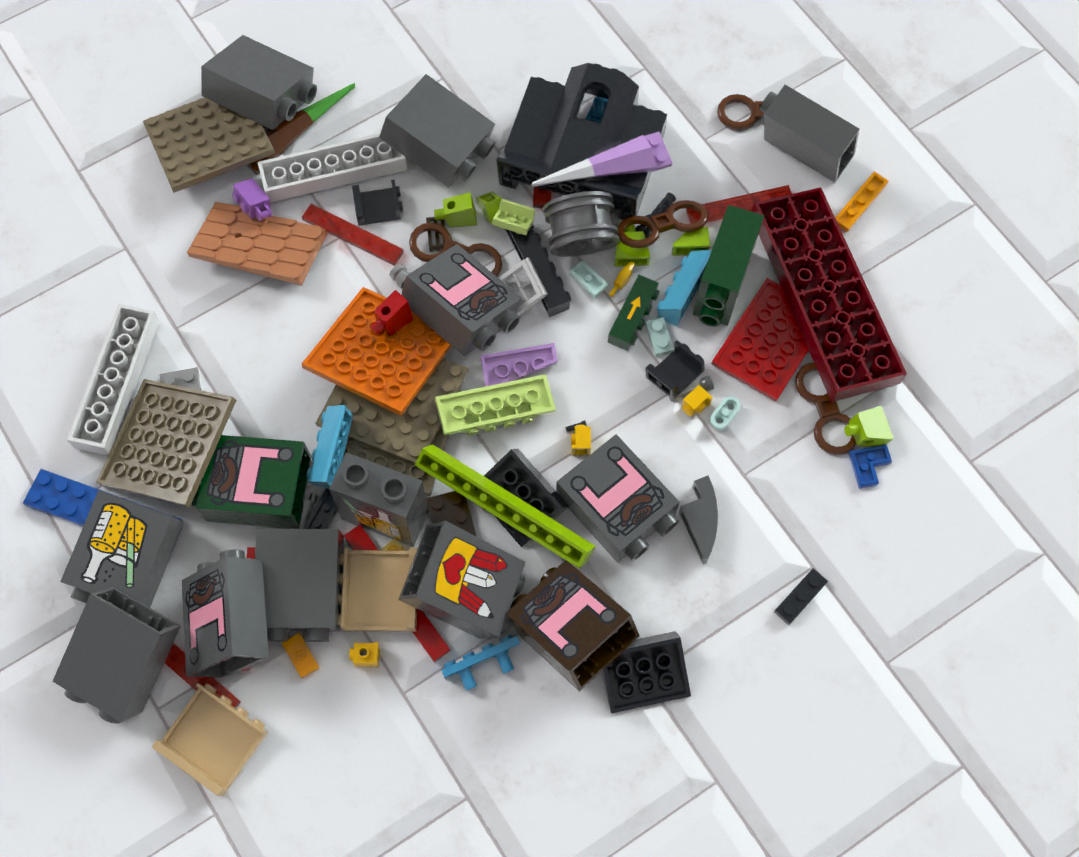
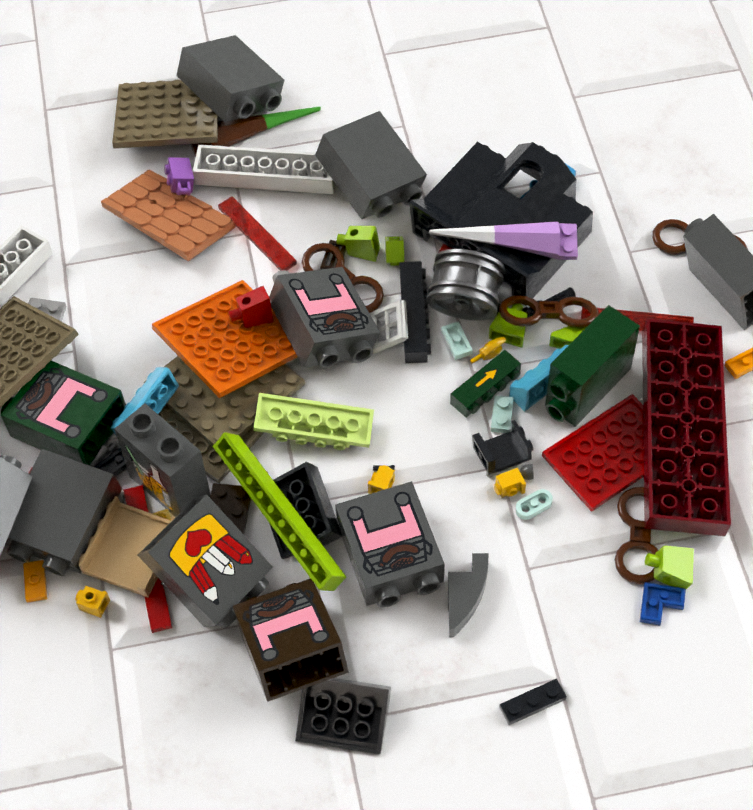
camera: 25 degrees right, 10 degrees down
(377, 205) = (290, 216): black panel -> none
(463, 667) = (175, 644): dark azure plate -> none
(514, 217) = (407, 261): yellowish green bracket -> none
(516, 363) = (355, 392): lavender wing -> none

